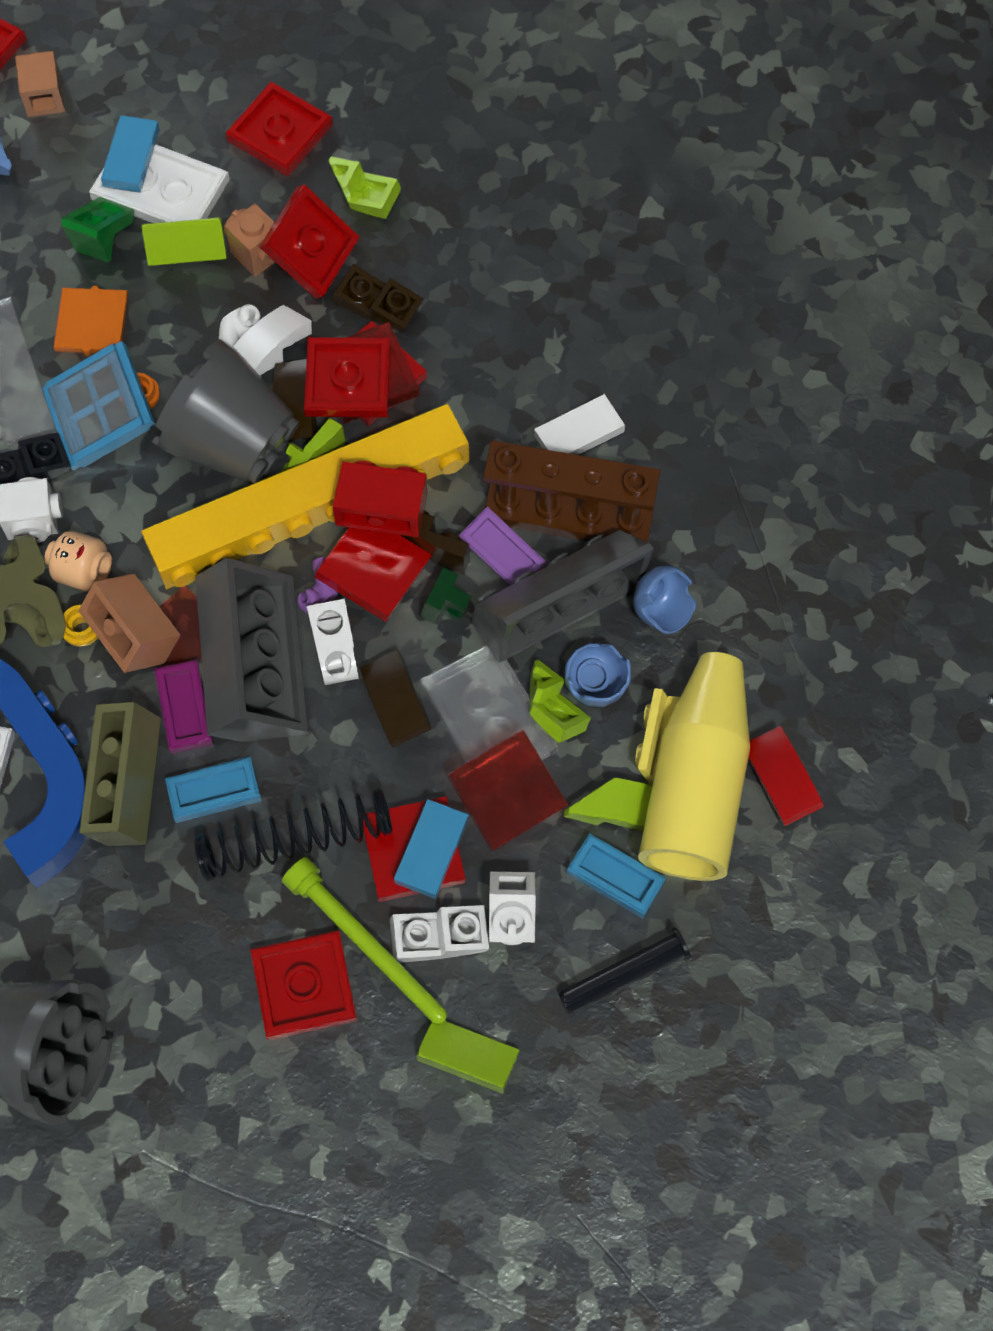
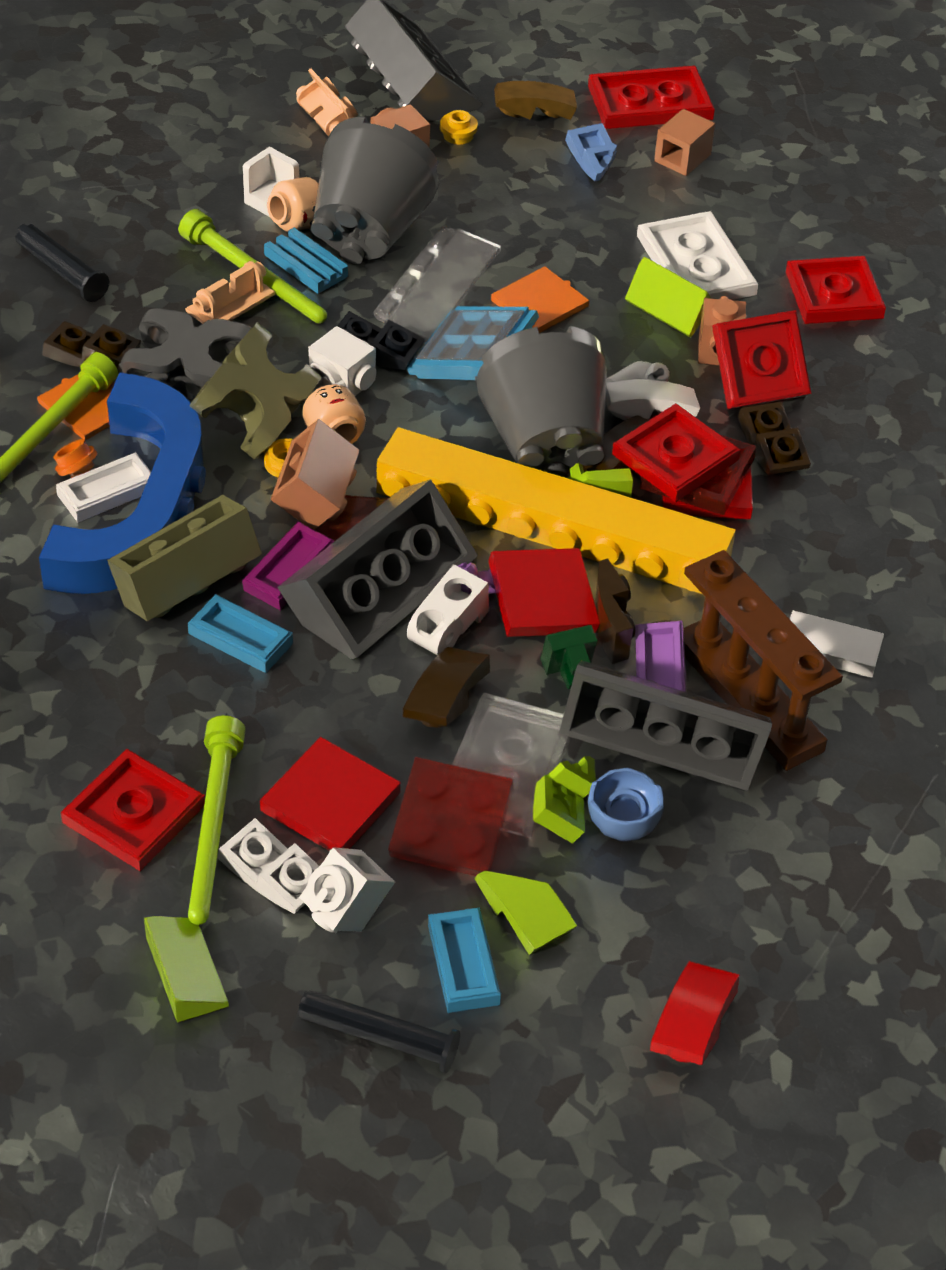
camera: 45 degrees right, 20 degrees down
(94, 226) = (610, 240): green slope -> none
(130, 153) = (695, 220): dark azure tile -> none
(206, 858) = (340, 739): black piece -> none
(365, 191) = (853, 370): lime slope -> none
(380, 498) = (595, 536): red brick -> none
(431, 849) = (340, 800): dark azure tile -> none
(664, 599) = (751, 800): medium blue hair -> none
(697, 770) = (617, 934): light yellow piece -> none

